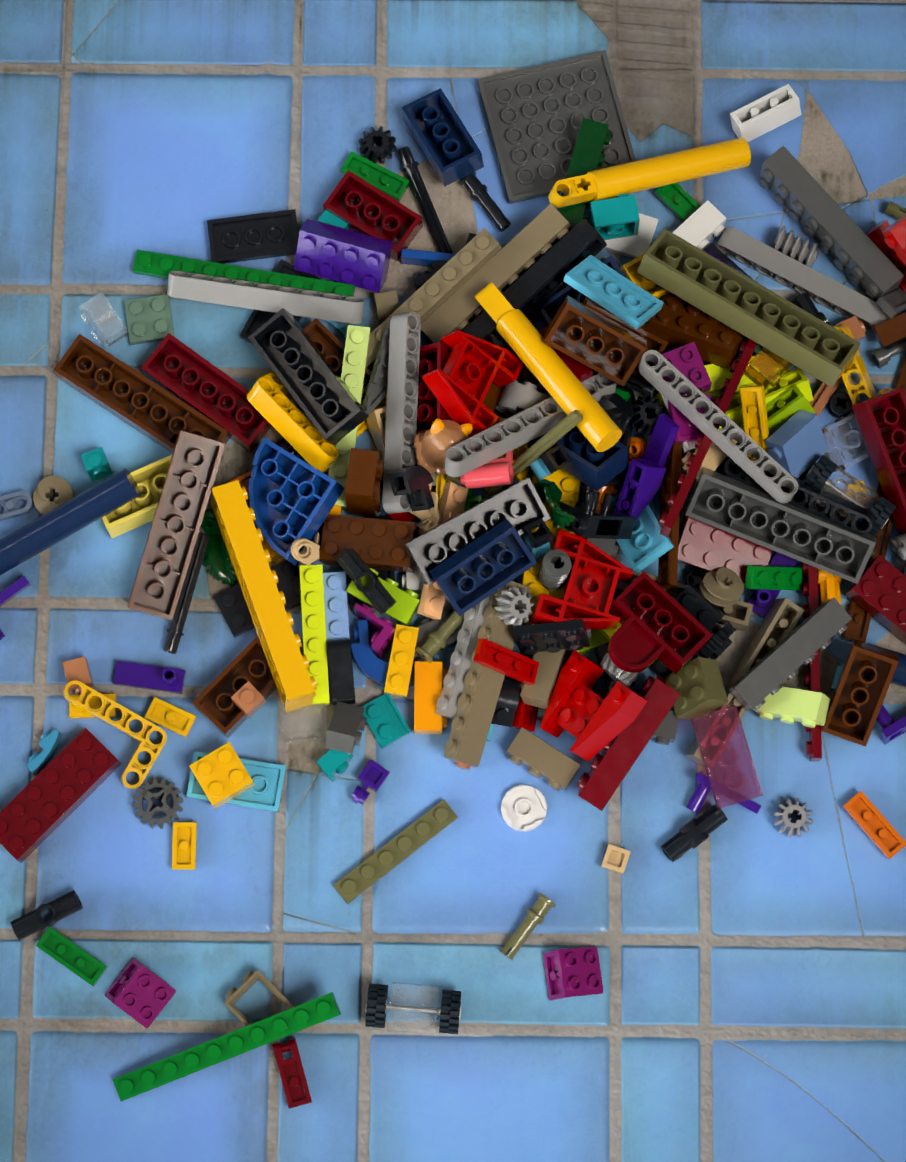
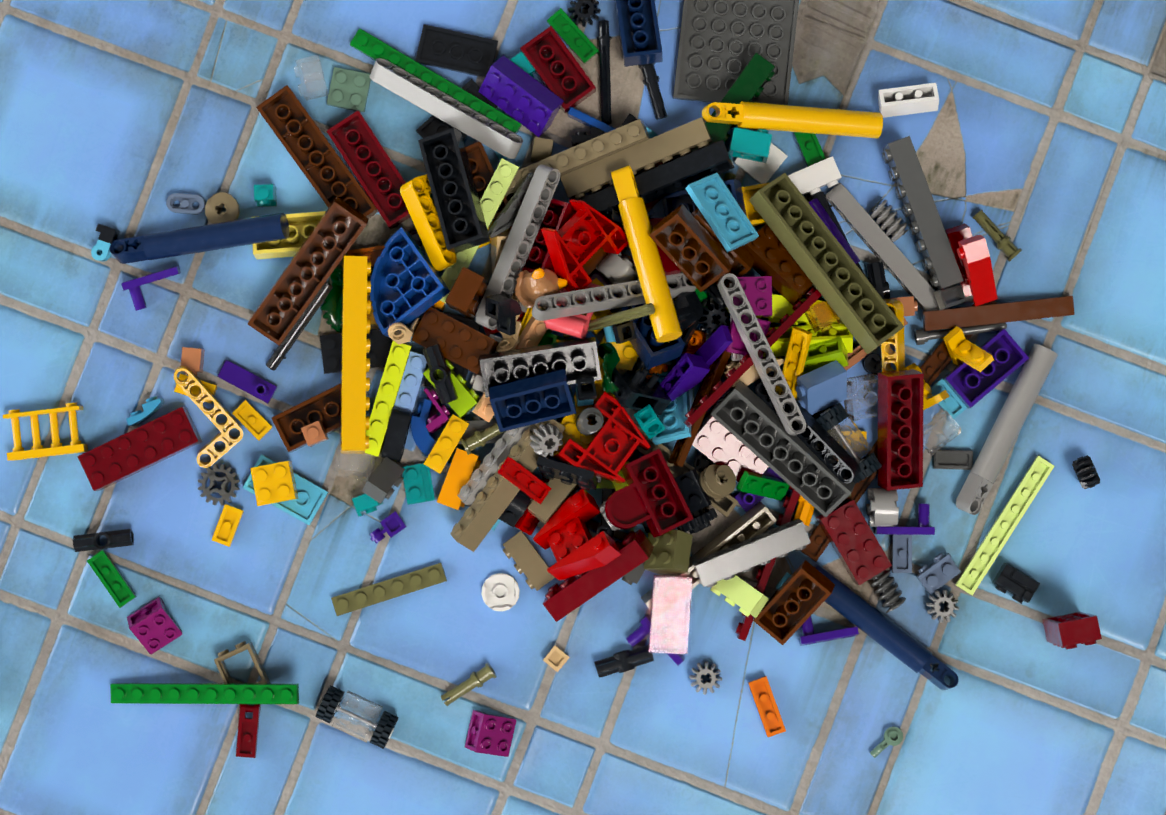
camera: 25 degrees right, 10 degrees up
(621, 547) = (649, 421): none -> teal brick

